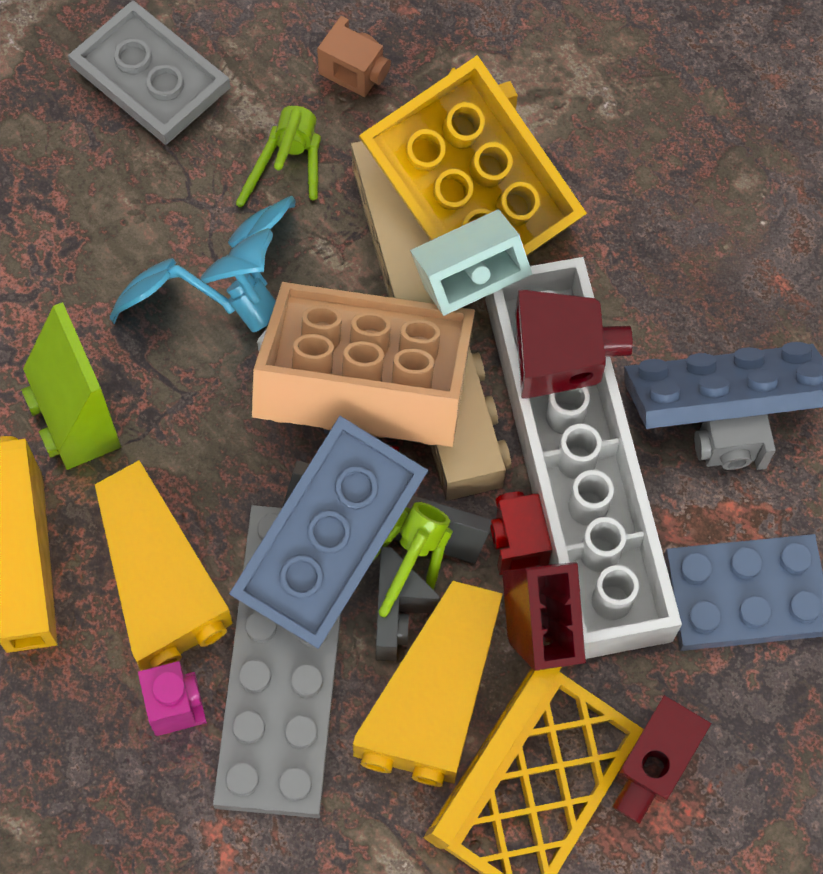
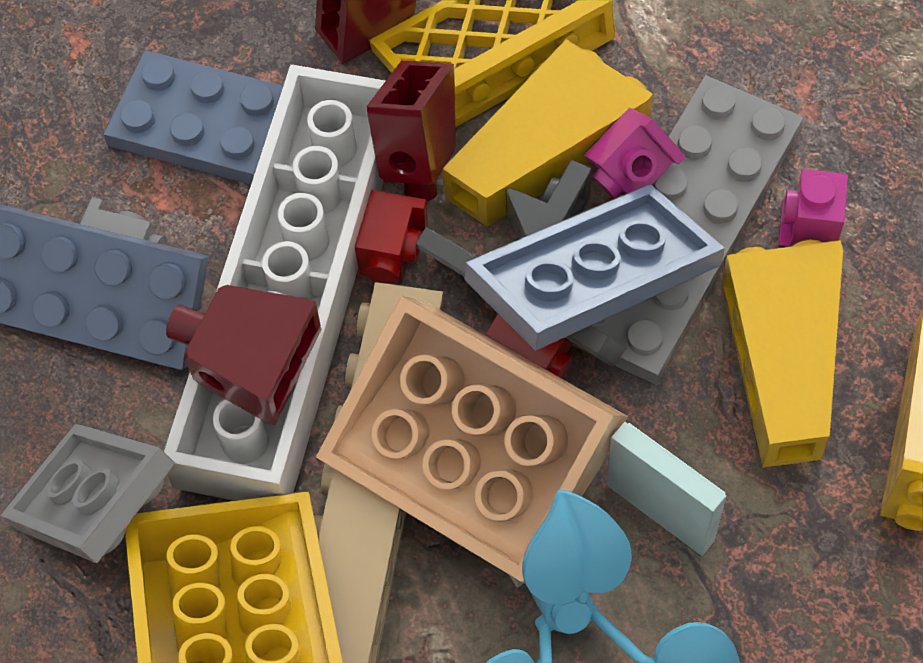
camera: 150 degrees left, 5 degrees down
(67, 394) = (826, 545): lime slope -> none
(205, 392) = (664, 488): none -> light aqua tile
(347, 681) = (631, 154): none -> dark pink brick
(422, 530) = (497, 230): lime plant -> none
(471, 262) = (295, 485): light aqua brick -> none
(626, 225) = (88, 491): none -> light grey plate

